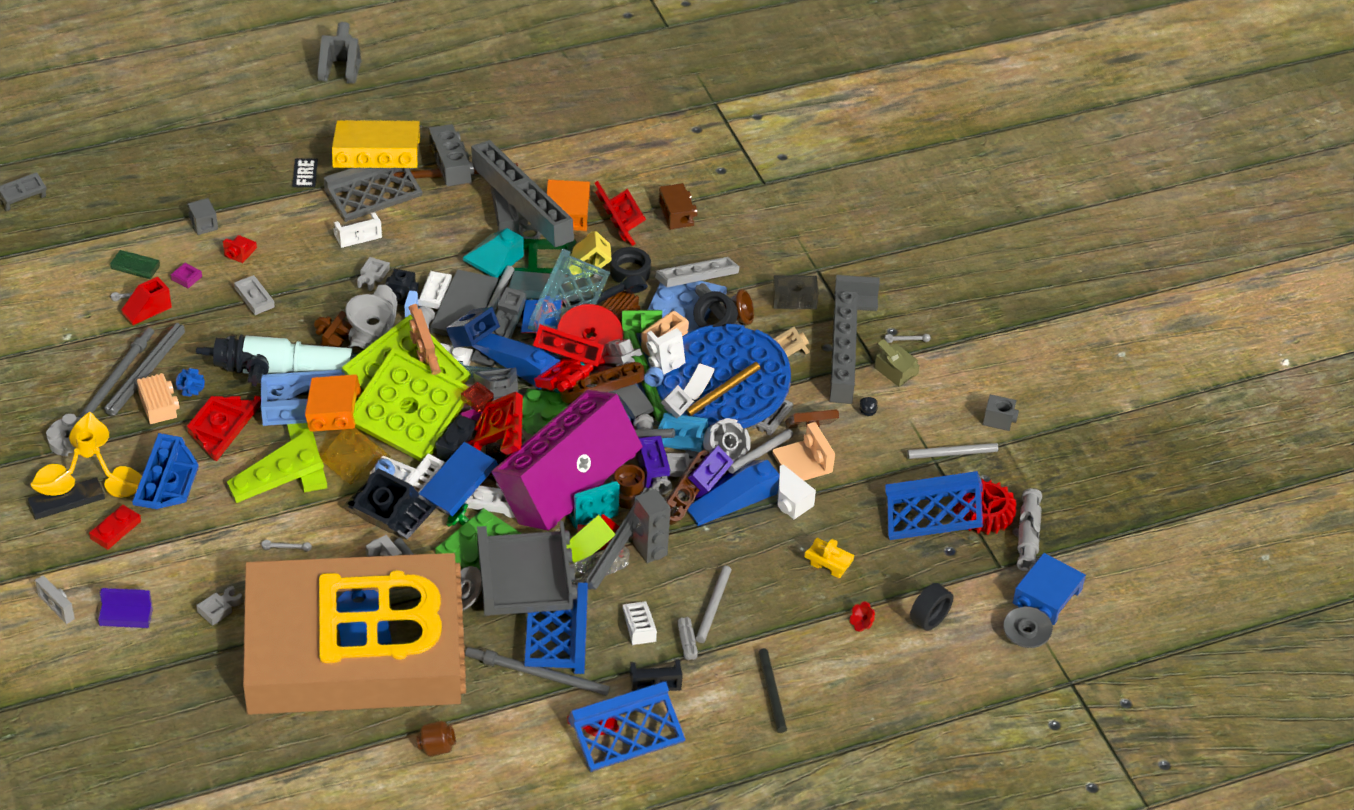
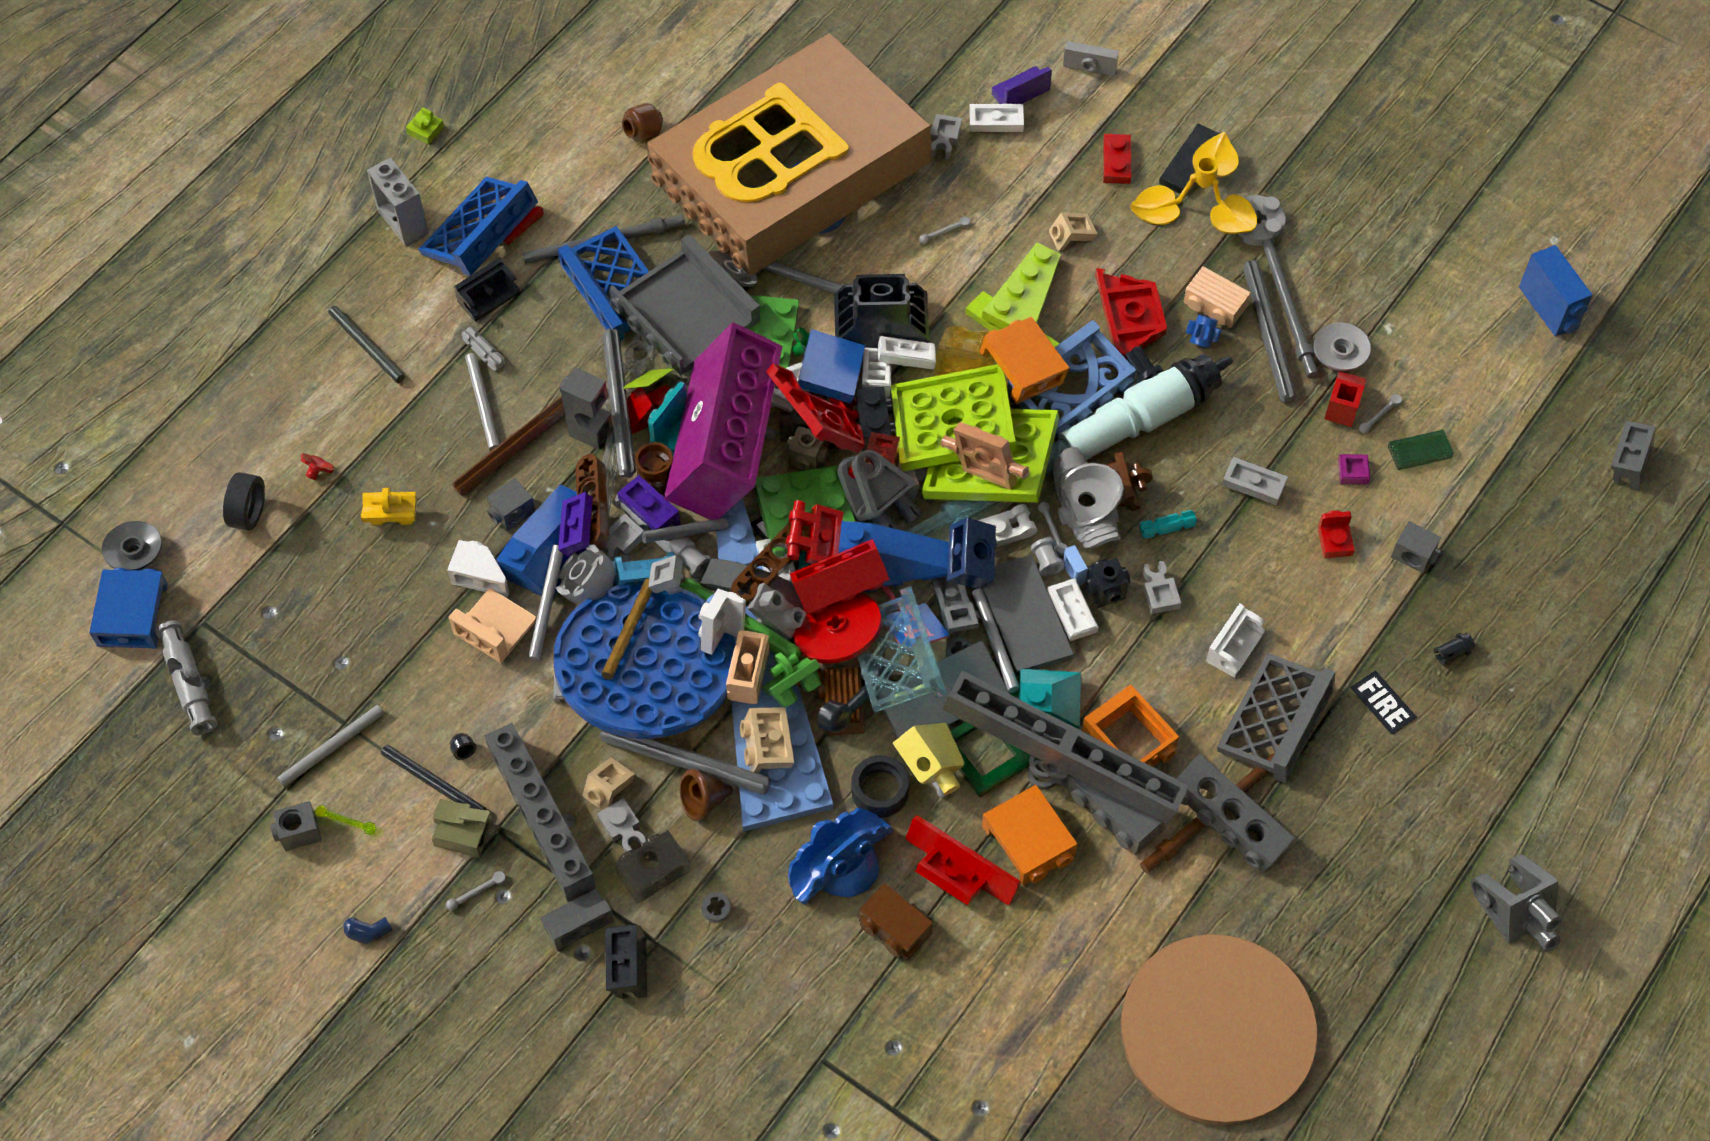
camera: 150 degrees right, 15 degrees up
(115, 330) = (1343, 338): none -> light grey dish
(167, 474) = (1110, 205): blue wedge -> none
(171, 597) = (996, 118): none -> white plate
(205, 489) = (1072, 228): none -> tan bracket
(239, 168) = (1460, 645): none -> black pin
(327, 302) = (1168, 524): none -> teal axle
(376, 144) = (1329, 763): yellow panel -> none
(382, 547) = (839, 267): light grey bracket -> none
(385, 462) = (917, 341): medium blue hinge -> none
(465, 230) = (1131, 700): none -> orange window
(545, 96) = (1218, 1029): none -> medium nougat tile
(641, 635) = (533, 323): white slope -> none
(682, 300) = (767, 739): none -> tan bracket
(682, 758) = (398, 199): none -> light grey window
(697, 272) = (789, 818): light grey tile -> none
(699, 242) = (839, 856): none -> blue piece
(699, 381) = (666, 627): white sticker -> none
(703, 563) = (509, 447): none -> reddish brown axle
(706, 301) = (724, 756): black tyre -> none
(743, 519) = (510, 505): none -> dark grey brick
(771, 263) = (707, 903): none -> dark grey bush
(798, 320) = (620, 823): none -> light grey plate
(820, 417) = (509, 666): reddish brown plate -> none
(842, 257) = (626, 961): none -> black hinge
(895, 397) = (428, 777): none -> black bar
(934, 490) = (310, 641): blue fence -> none
(953, 399) = (368, 827): none -> clear neon green hinge
(985, 346) = (364, 932): none -> dark blue arm
(997, 507) = (243, 692): red gear -> none

